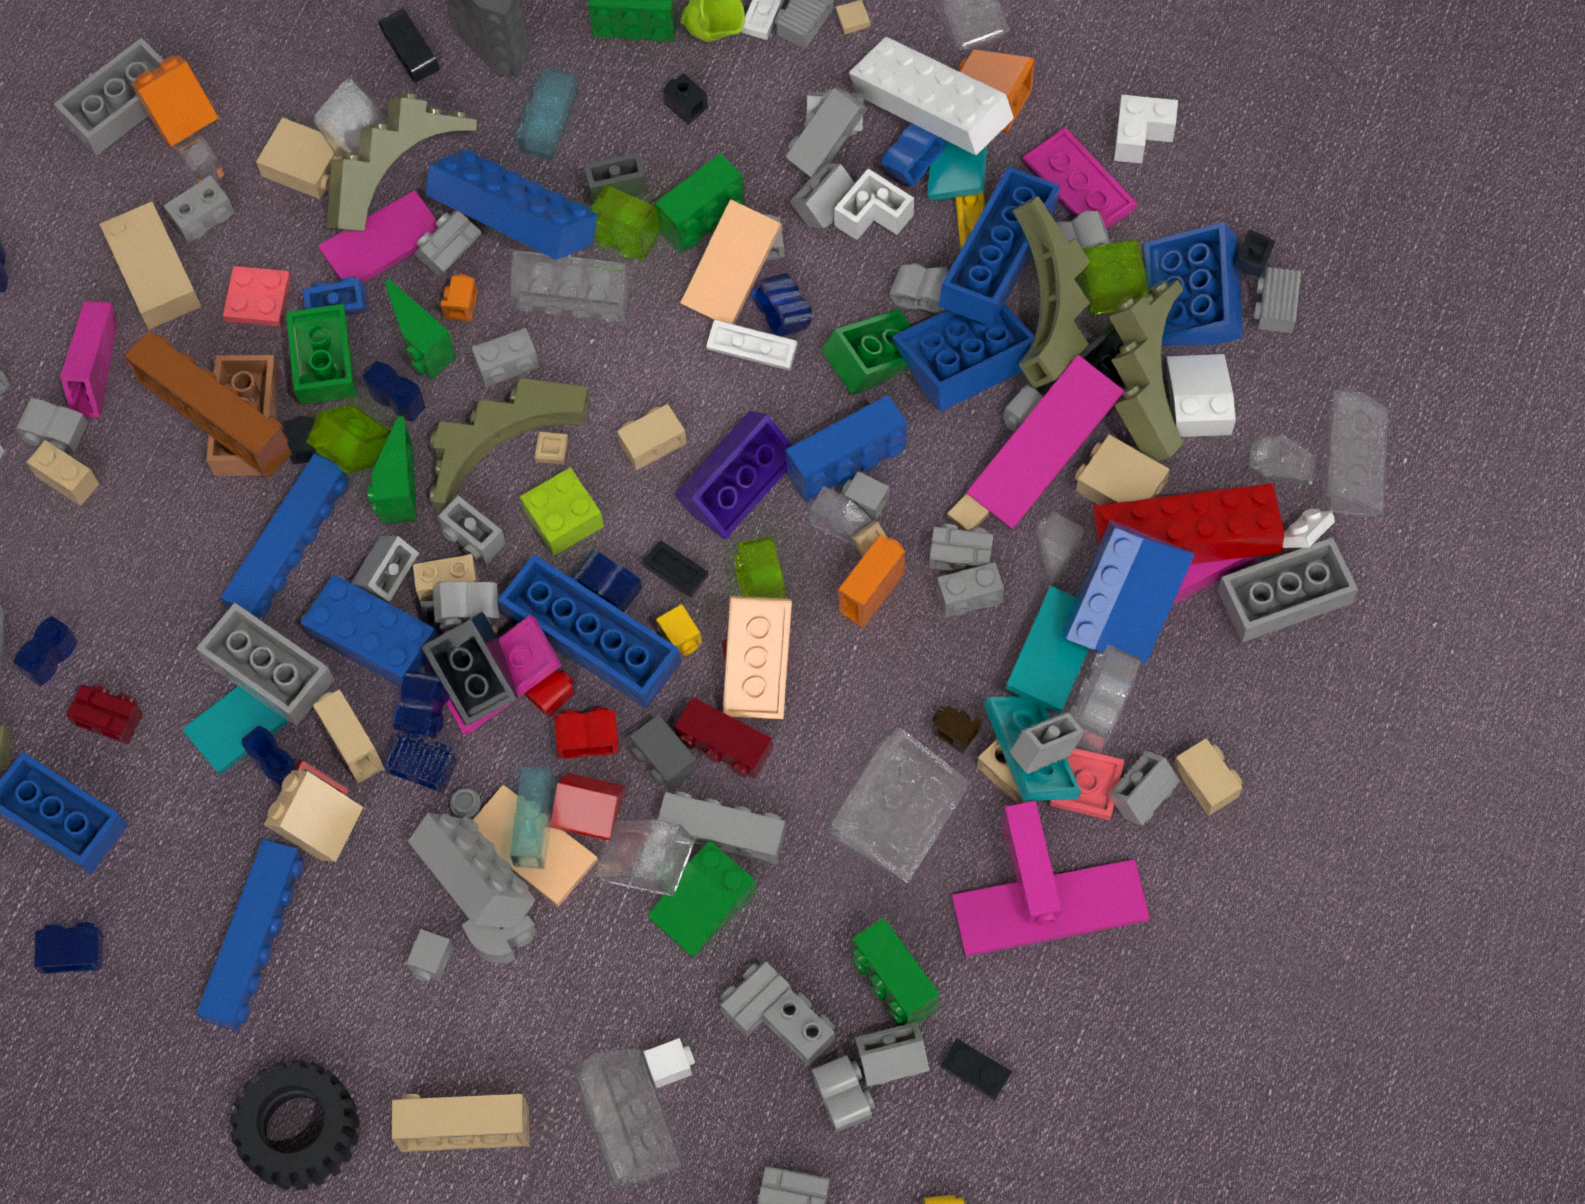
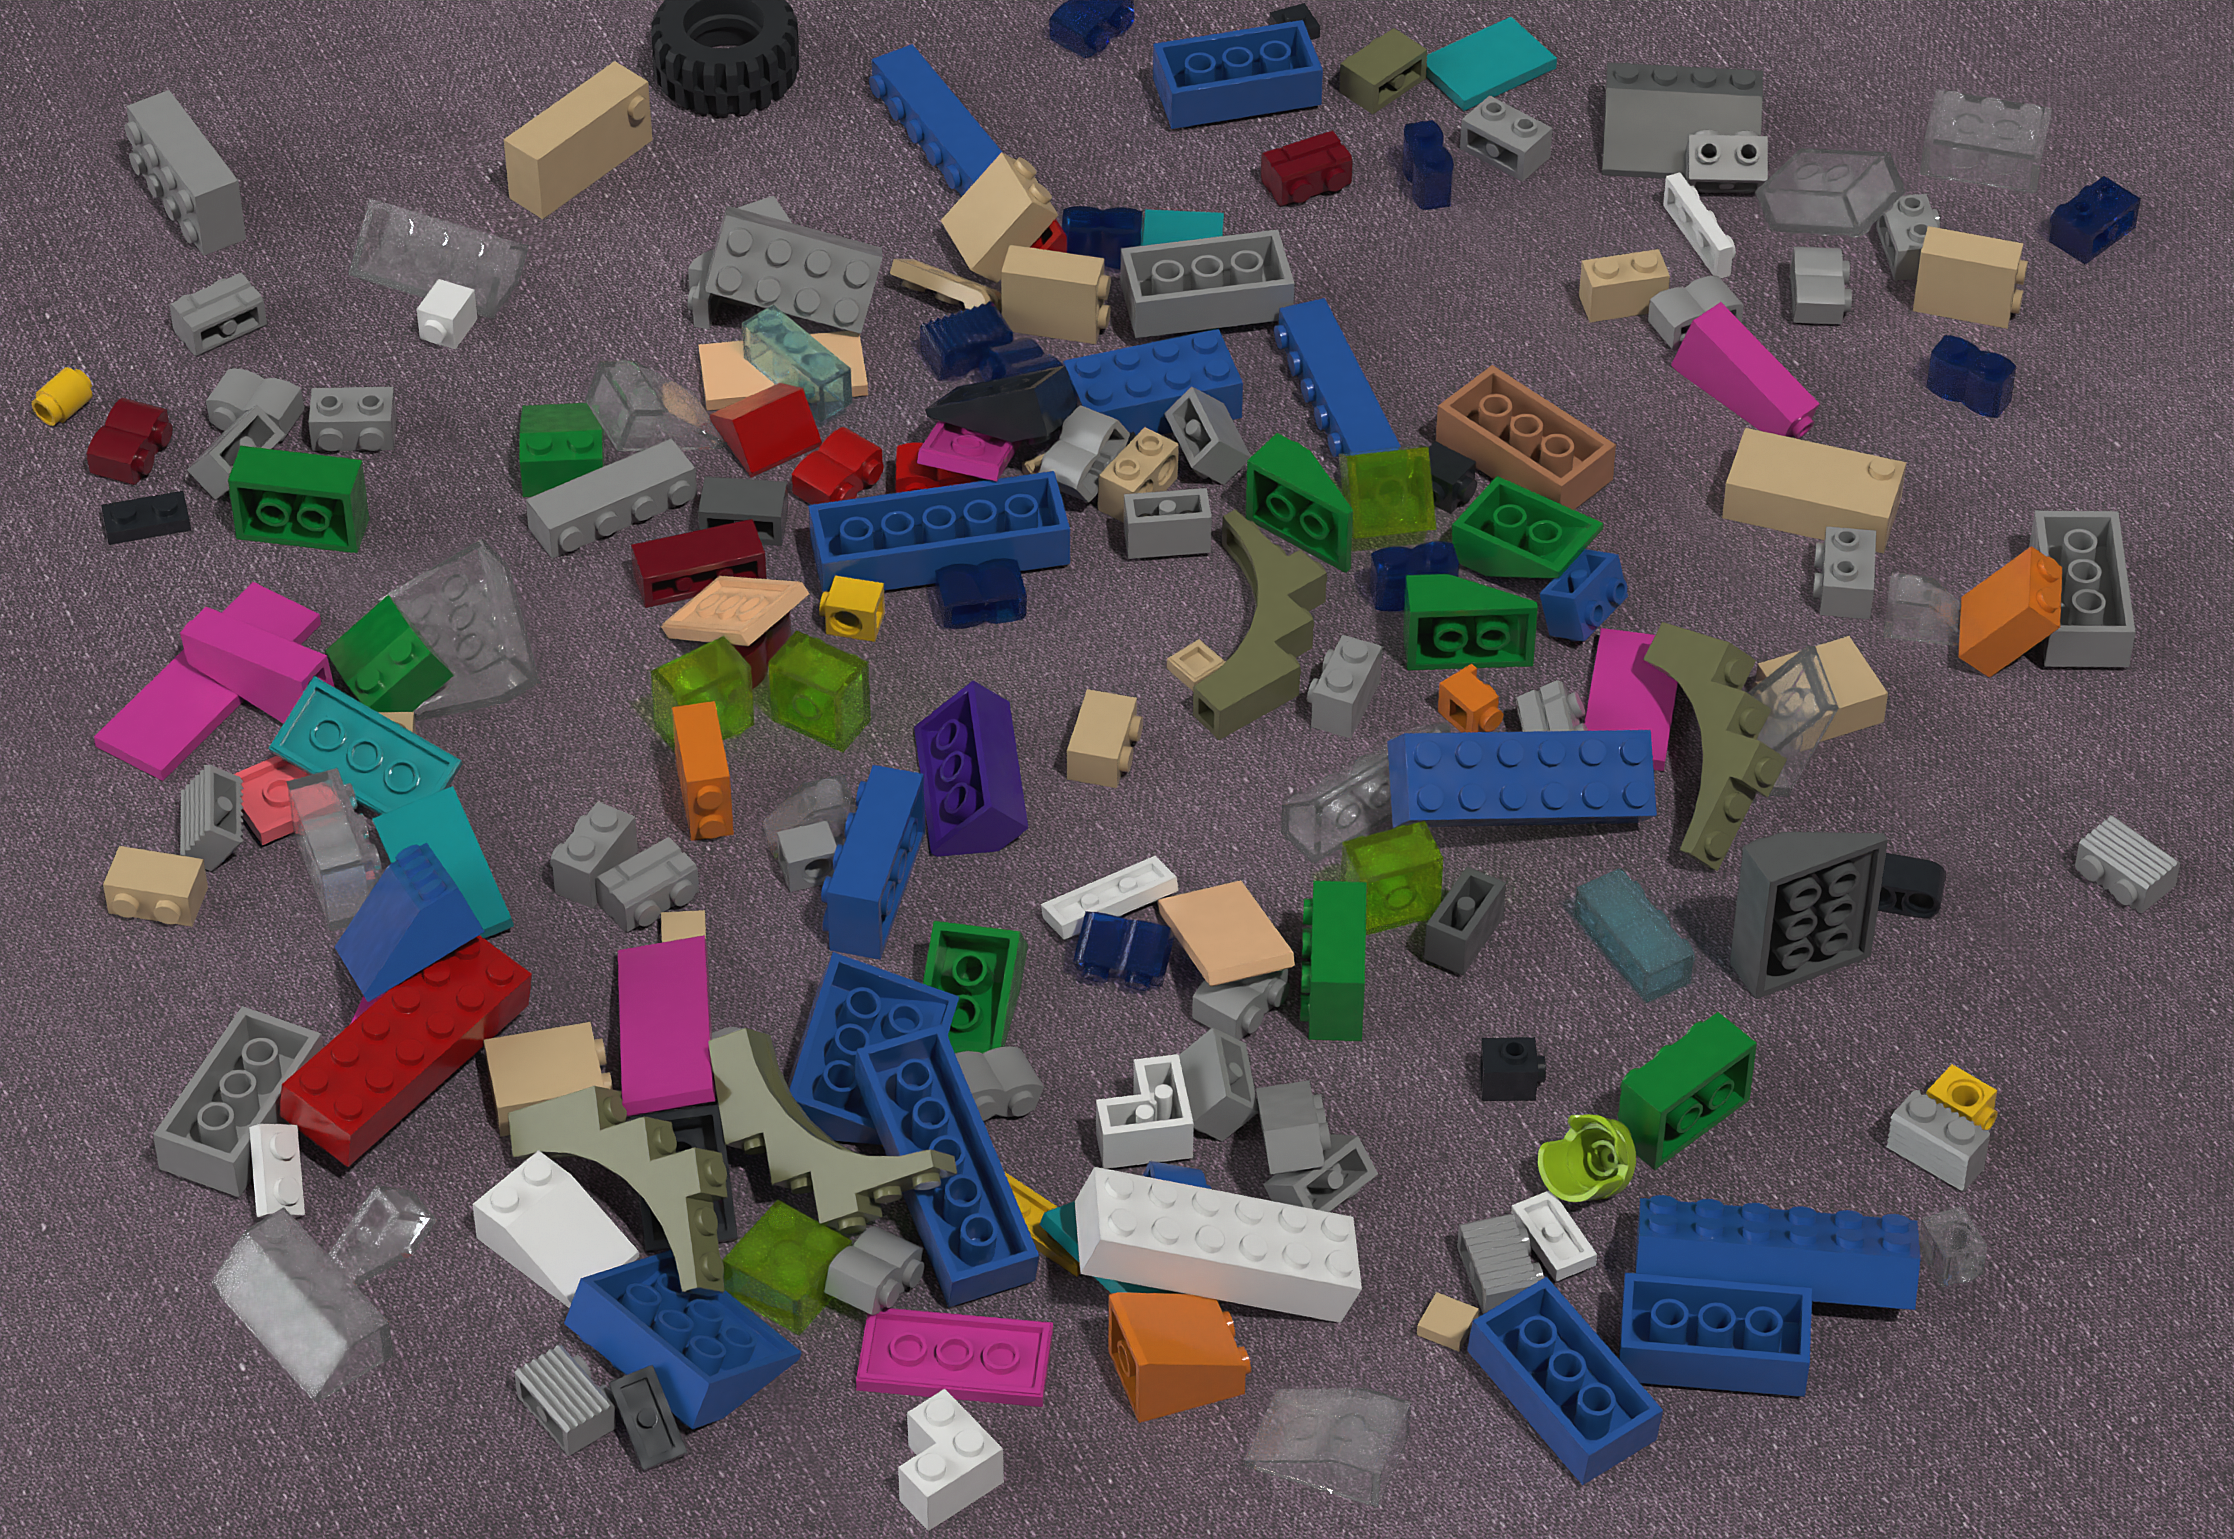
camera: 130 degrees right, 20 degrees down
(209, 404) = (1540, 369): dark orange brick -> none
(256, 296) = (1679, 560): coral plate -> none
(384, 814) = (948, 286): none -> tan plate
(465, 803) = (885, 350): light grey plate -> none
(562, 511) = (1103, 609): lime brick -> none
(675, 568) = (928, 657): black plate -> none
(753, 997) = (421, 409): light grey brick -> none
(823, 627) = (702, 676): none -> clear neon green brick
(867, 536) = (754, 824): tan tile -> none
(937, 1133) = (129, 441): none -> dark red brick
(955, 727) = (473, 734): dark brown brick -> none
(955, 814) = (388, 661): none -> green slope
(1046, 742) = (342, 727): light grey brick -> none
(1056, 544) = (554, 965): clear slope -> none

